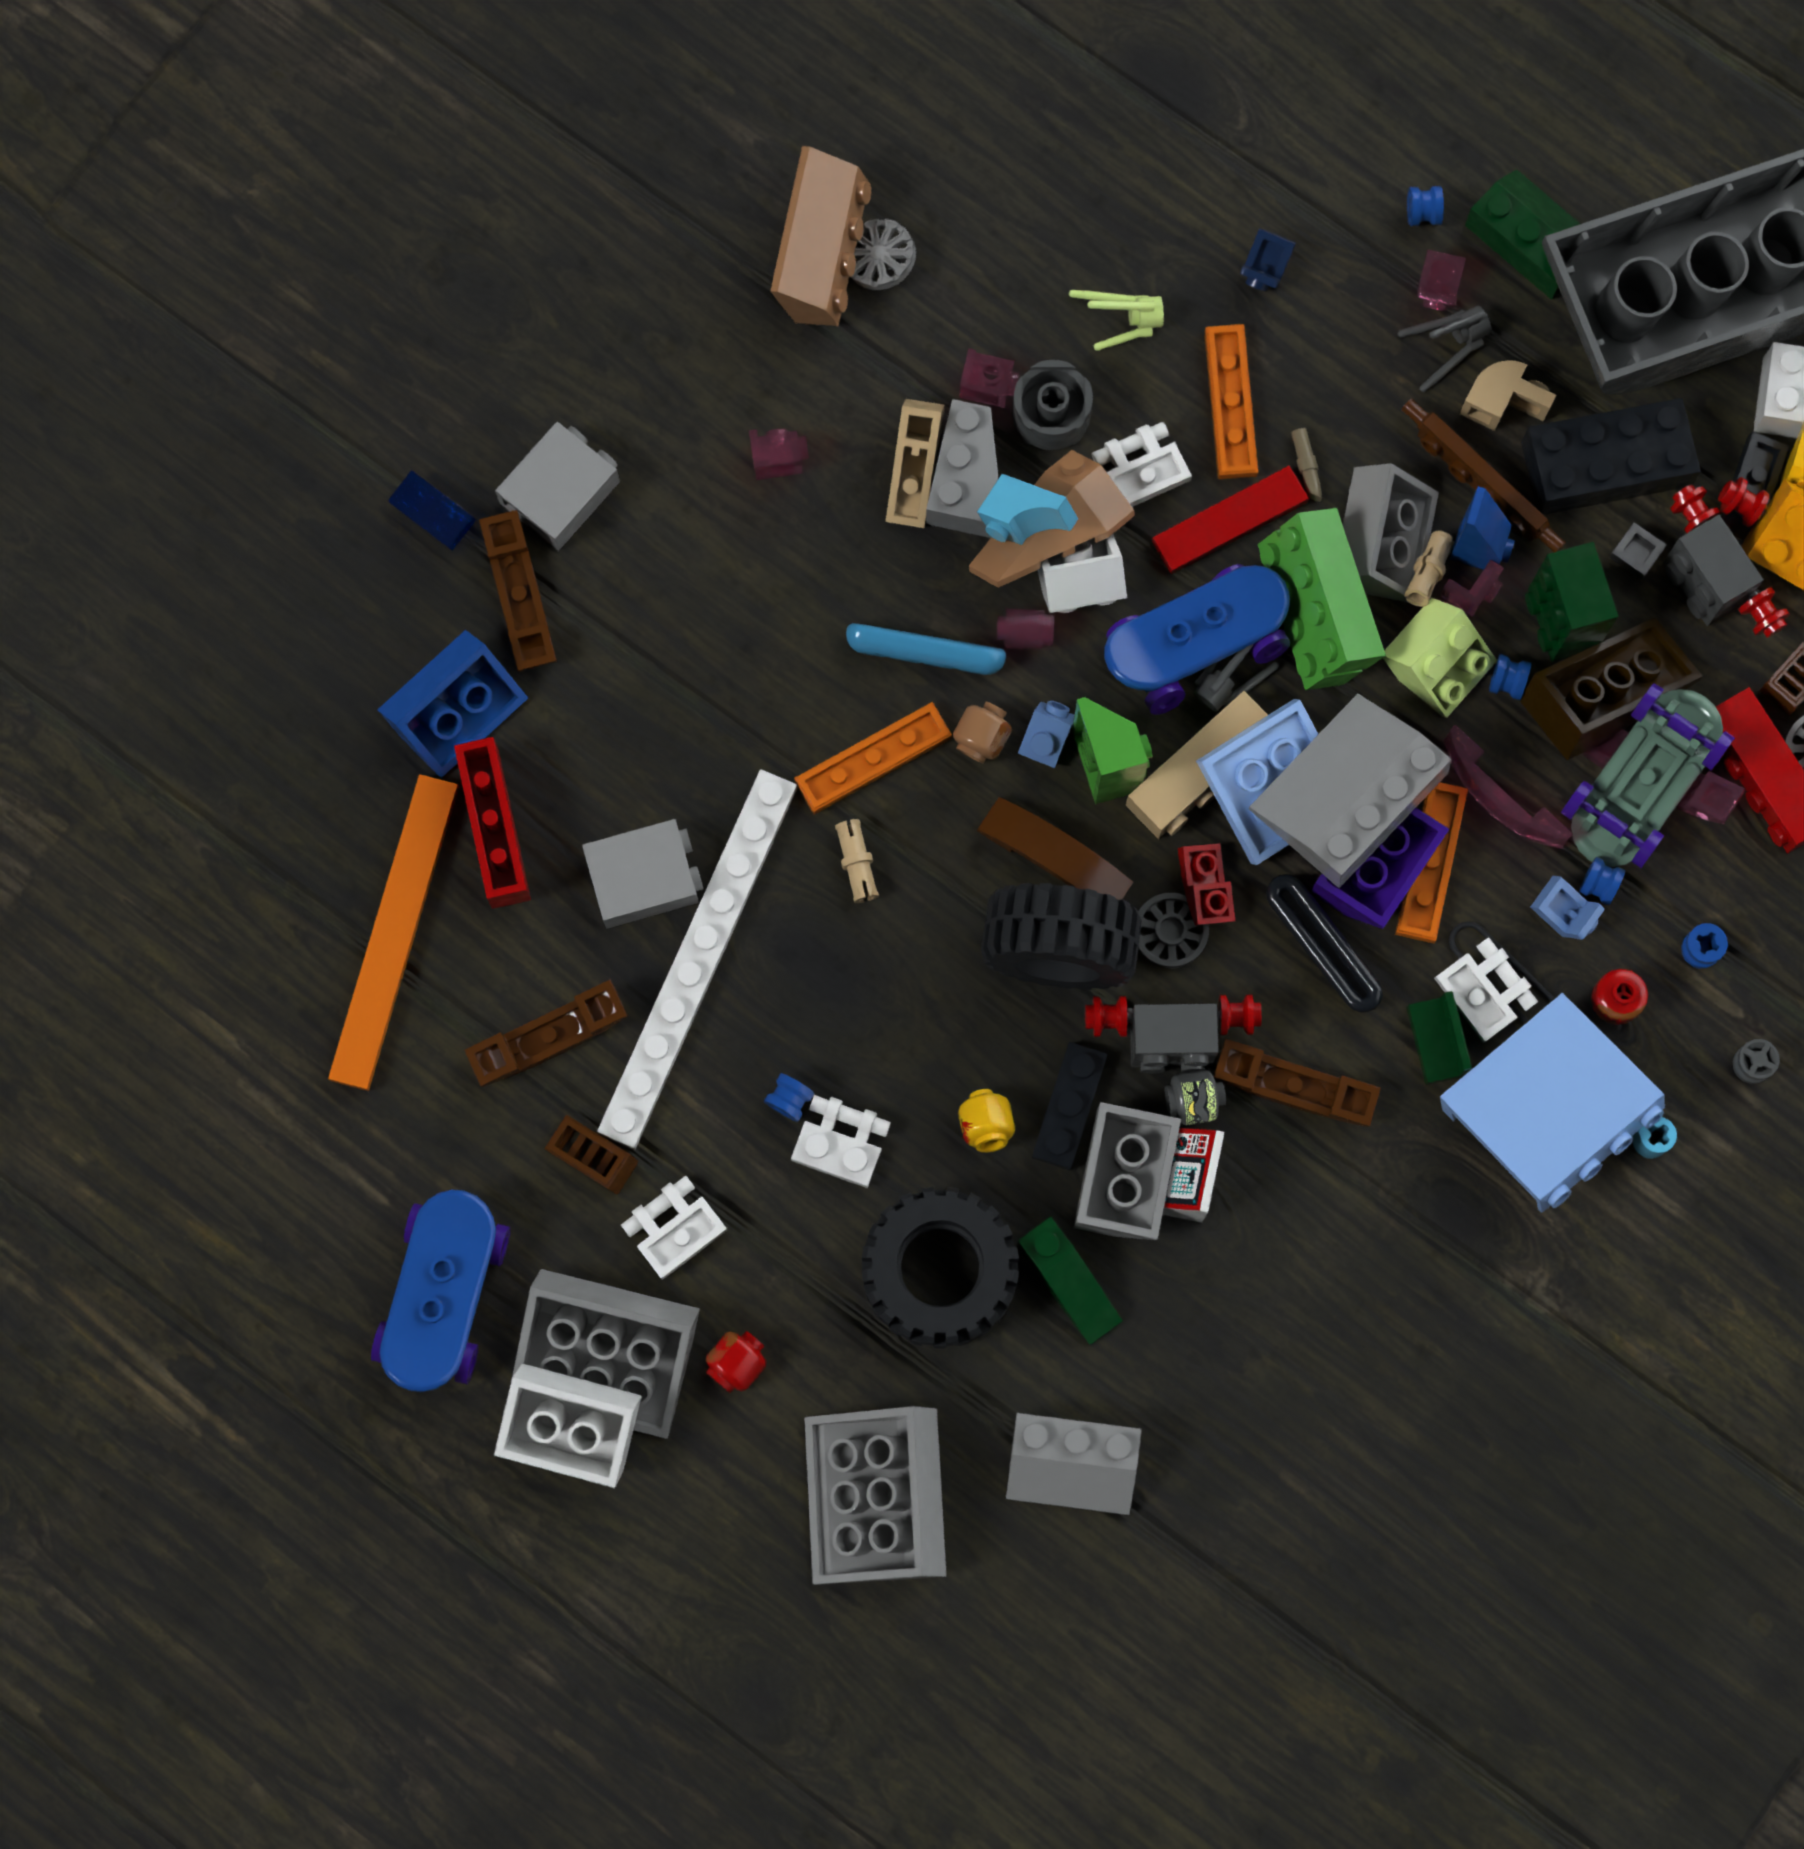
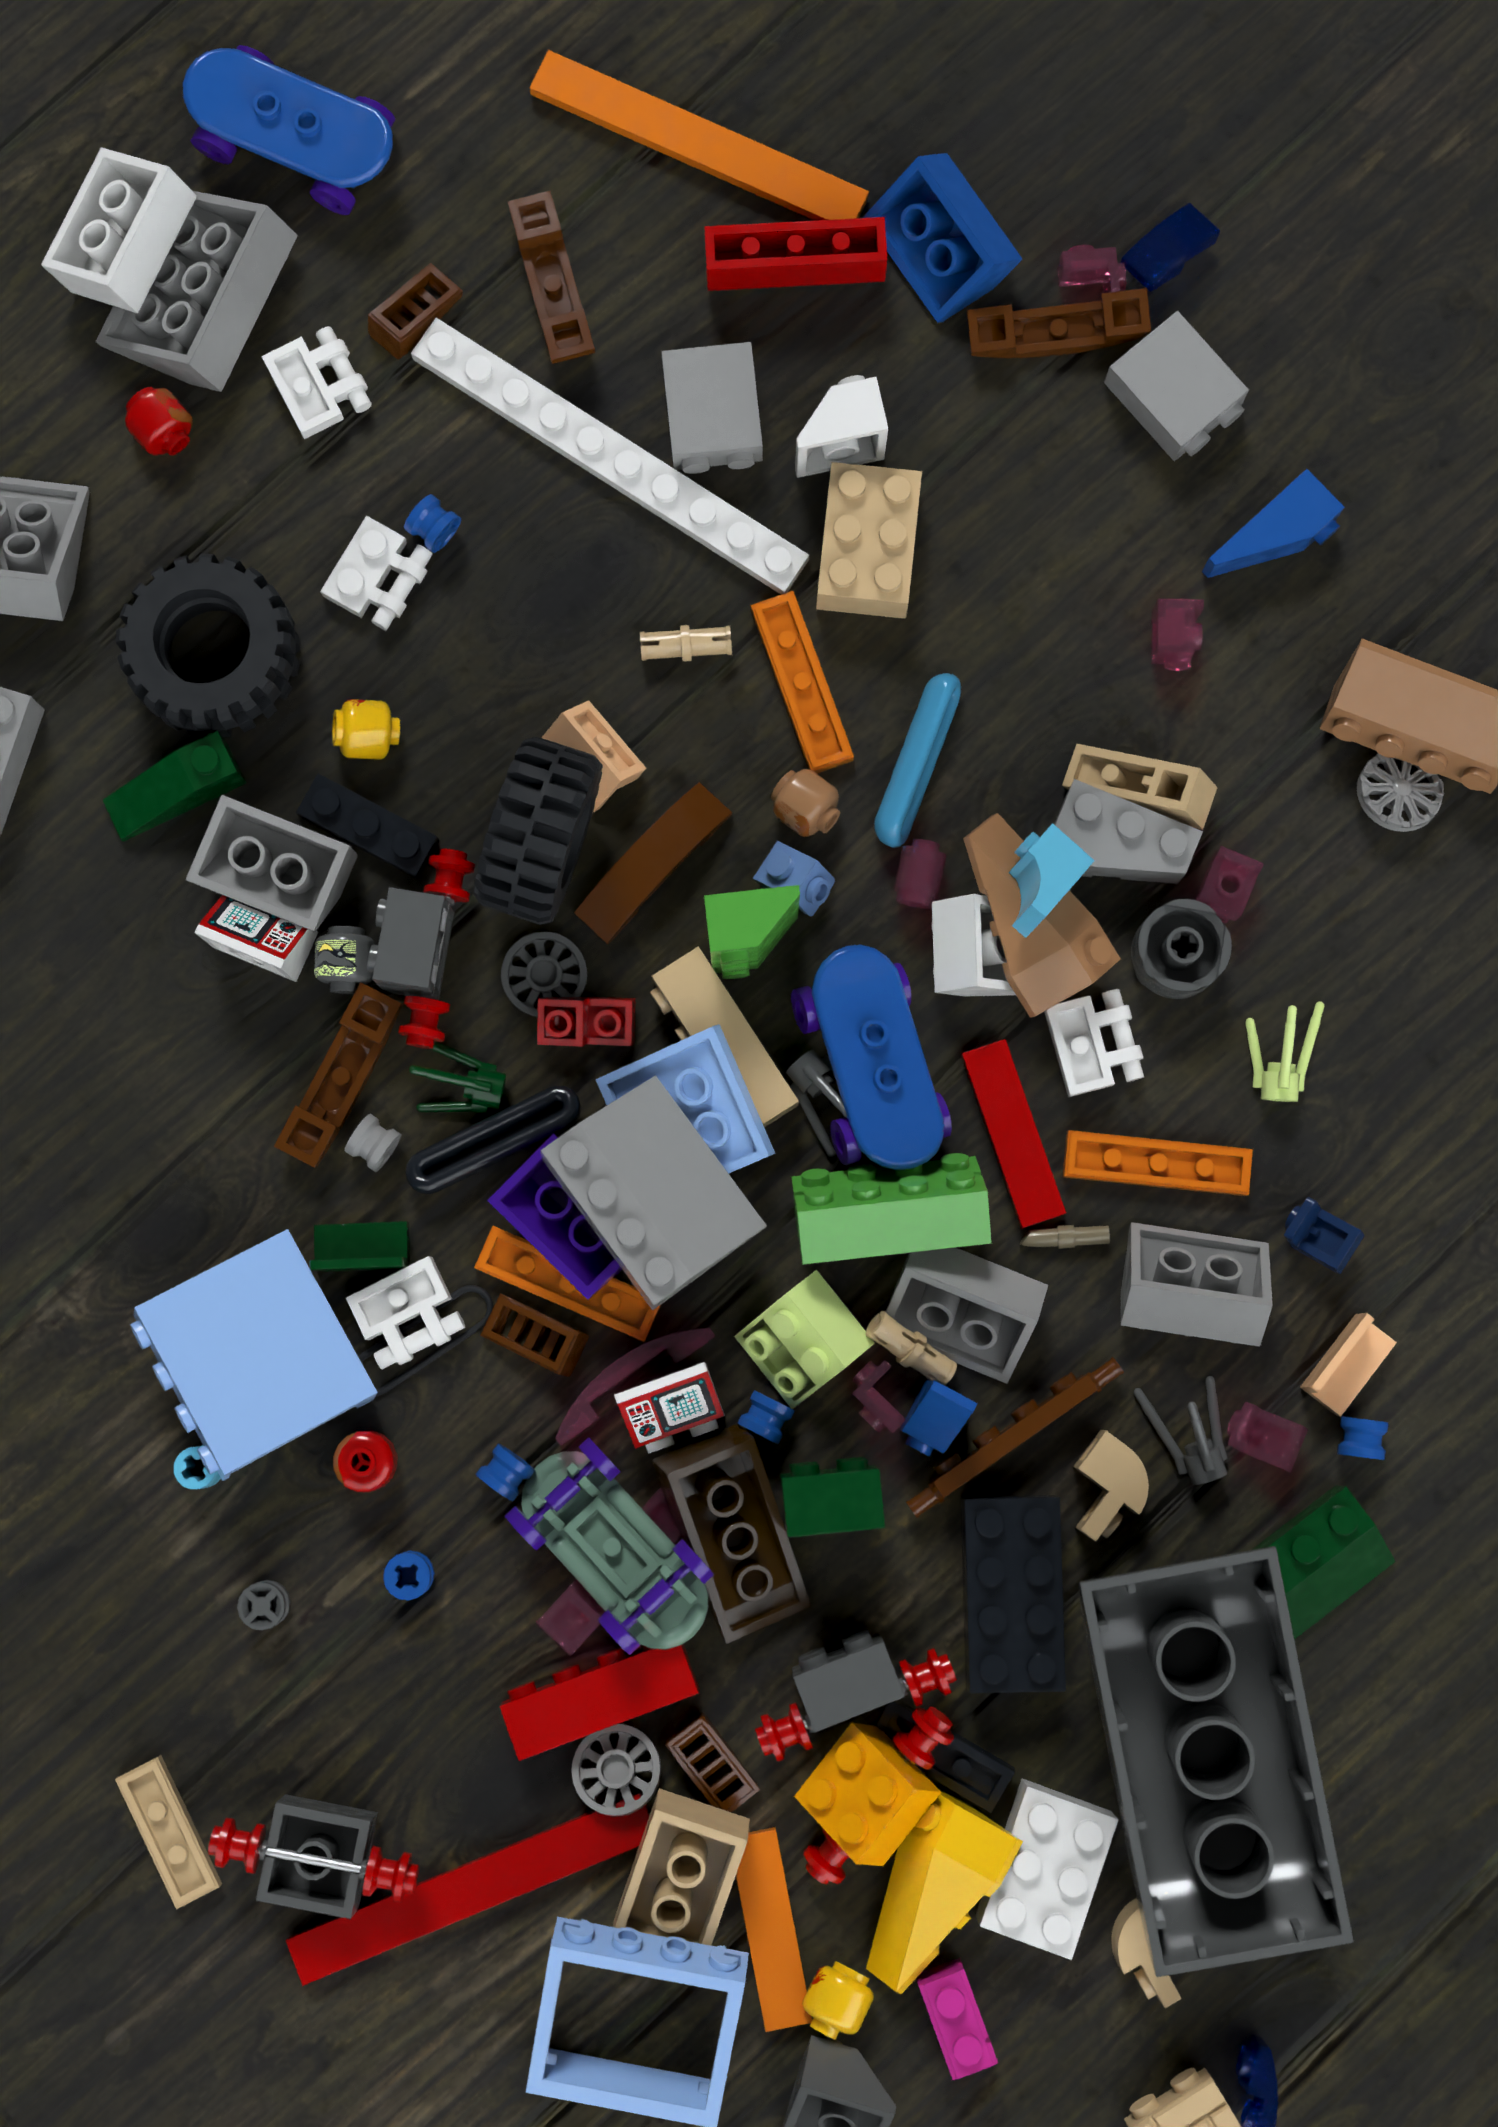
camera: 100 degrees right, 5 degrees up
(458, 579) = (1091, 266): none -> clear pink bracket
(645, 751) = (844, 428): none -> white slope
(662, 375) = (1283, 527): none -> blue slope
(740, 718) = (869, 540): none -> tan brick
(961, 925) = (589, 732): none -> light nougat panel
(1282, 964) = (482, 1087): none -> dark green plant
(1327, 353) = (1196, 1284): none -> light grey slope
(1348, 1044) = (372, 1142): none -> light grey wheel
(1365, 227) = (1348, 1364): none -> light nougat panel
(1504, 855) = (569, 1352): none -> reddish brown slope
(1517, 753) = (670, 1406): none -> slope
(1566, 909) = (479, 1424): medium blue bracket -> none
(1637, 551) = (893, 1602): flat silver plate -> none

